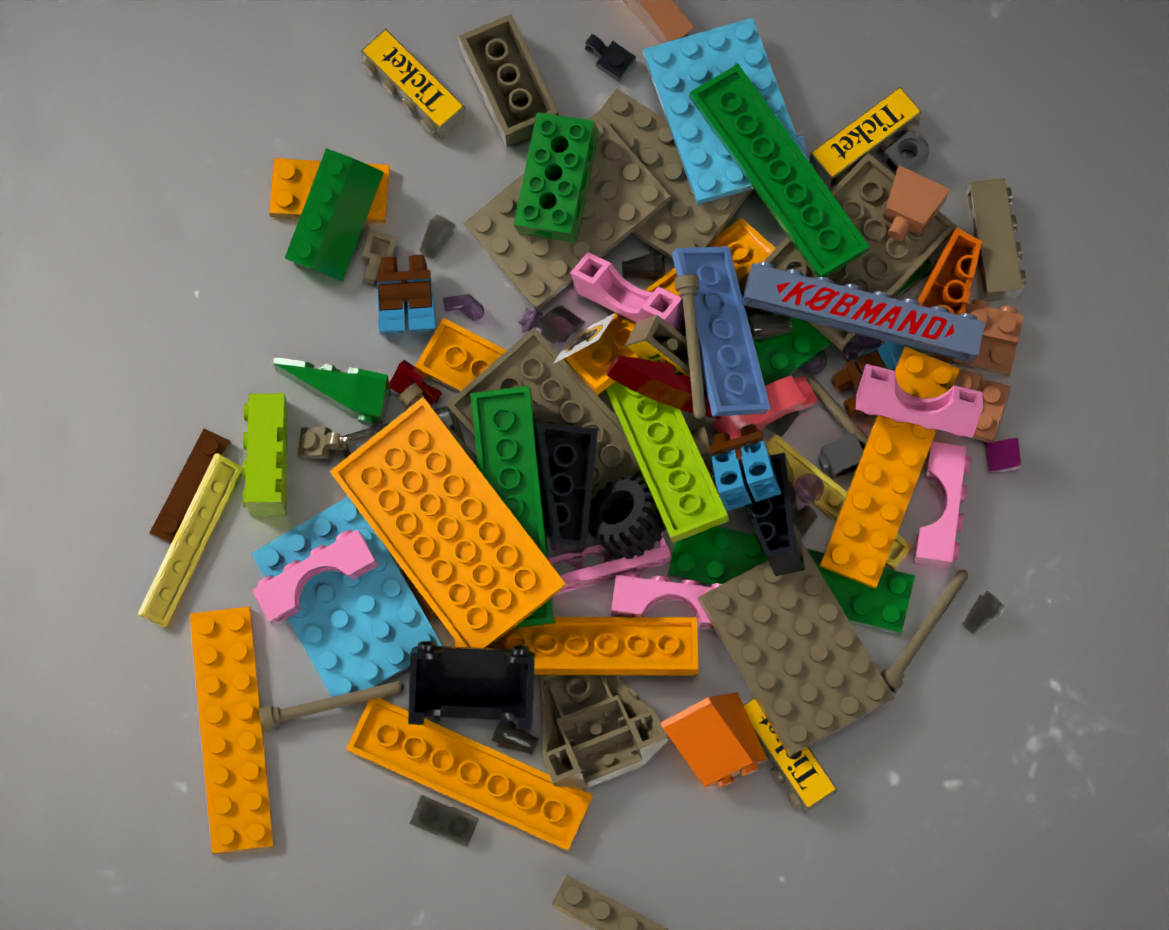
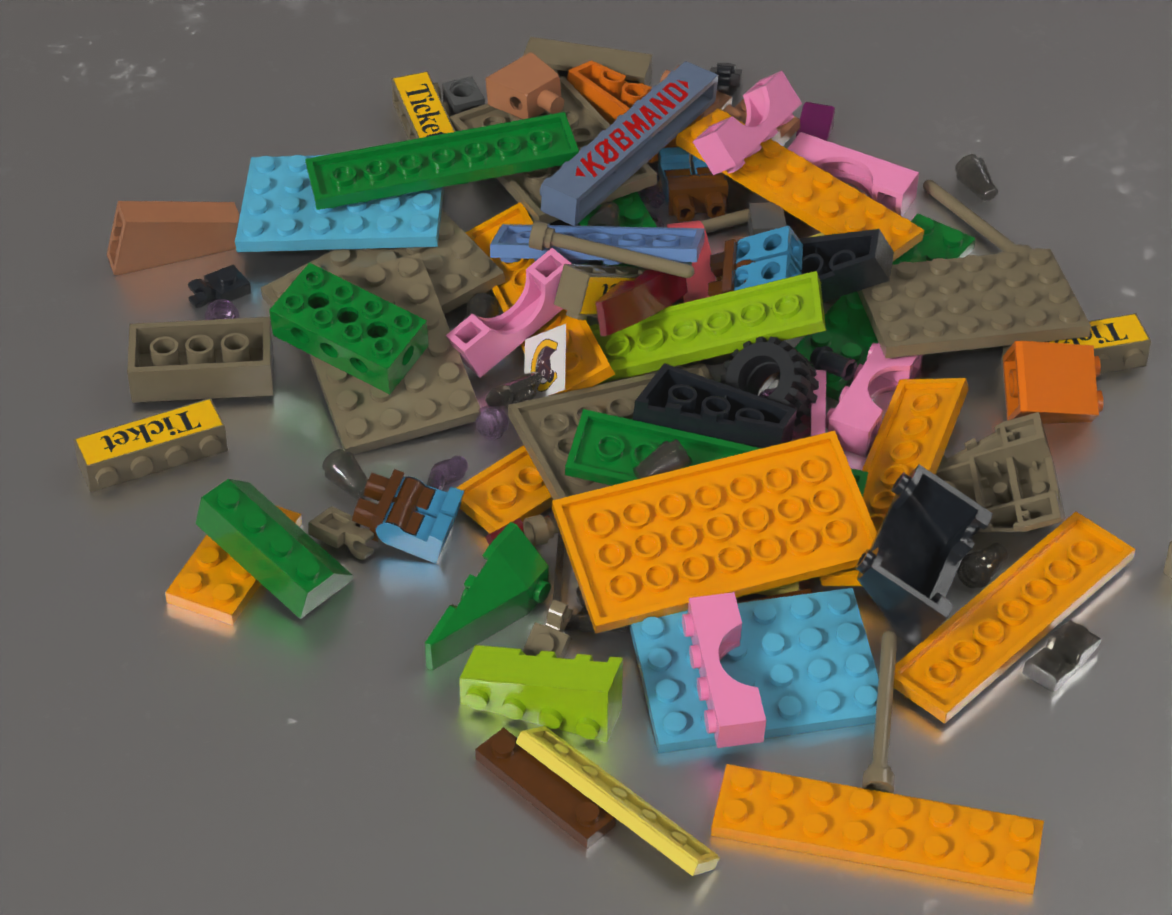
camera: 70 degrees left, 30 degrees down
(491, 465) = (664, 458): none -> clear smoke cone
(576, 65) = (221, 310): none -> clear purple plate
(682, 552) = (825, 359): none -> black pin
(1033, 359) = (727, 76): none -> black plate

